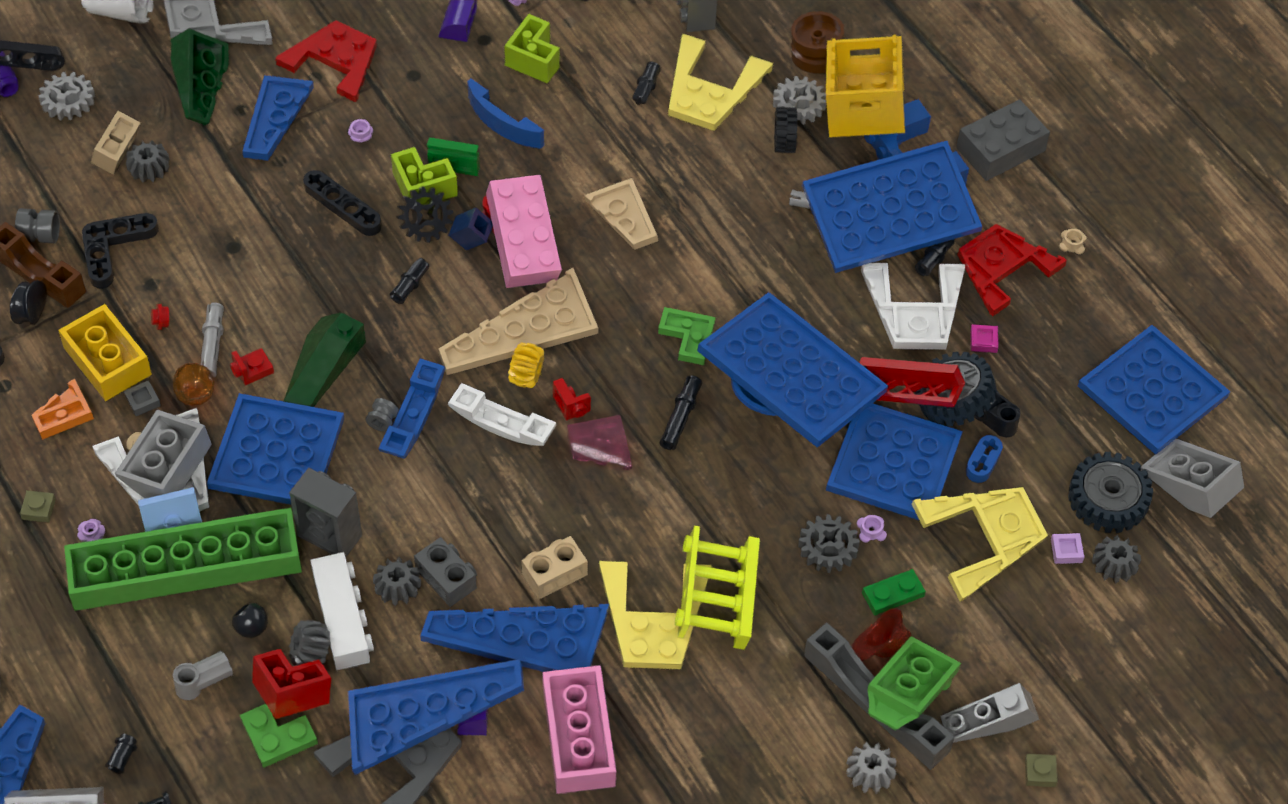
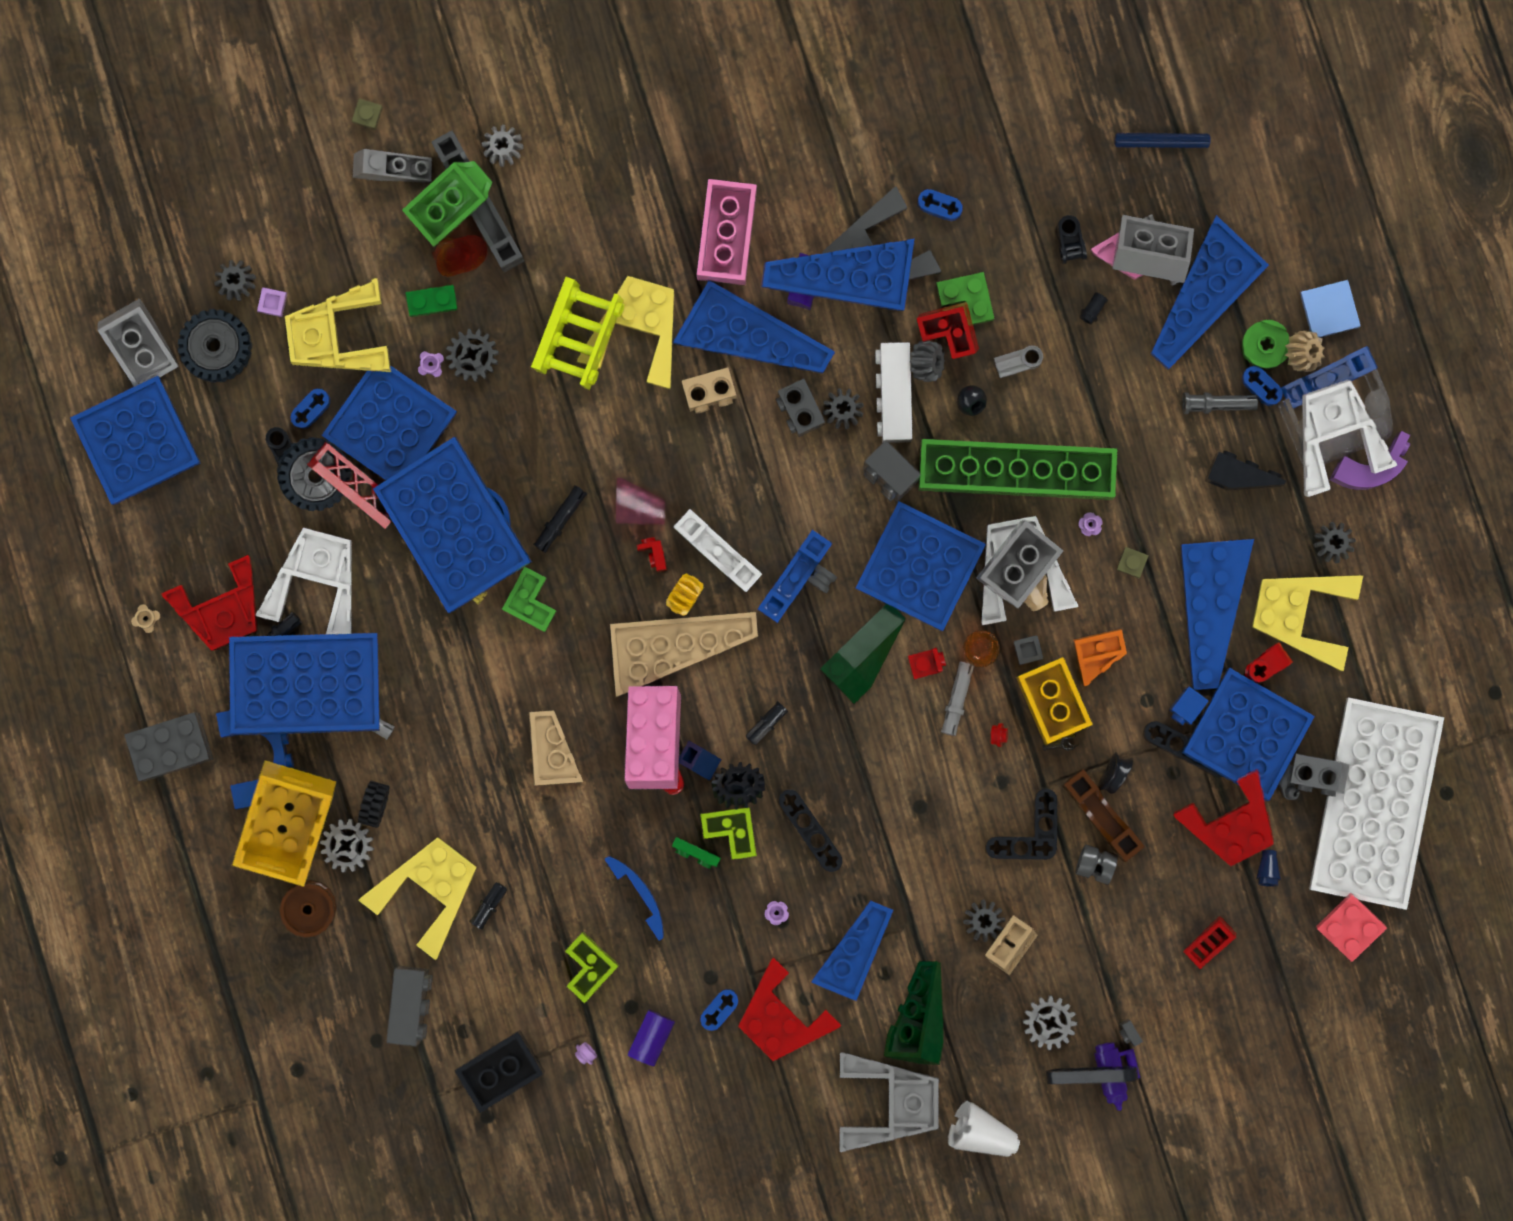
camera: 160 degrees left, 30 degrees up
(170, 510) = (1021, 509): light blue plate -> none
(393, 48) = (714, 1005): none -> blue beam
(984, 338) = (265, 534): dark pink tile -> none

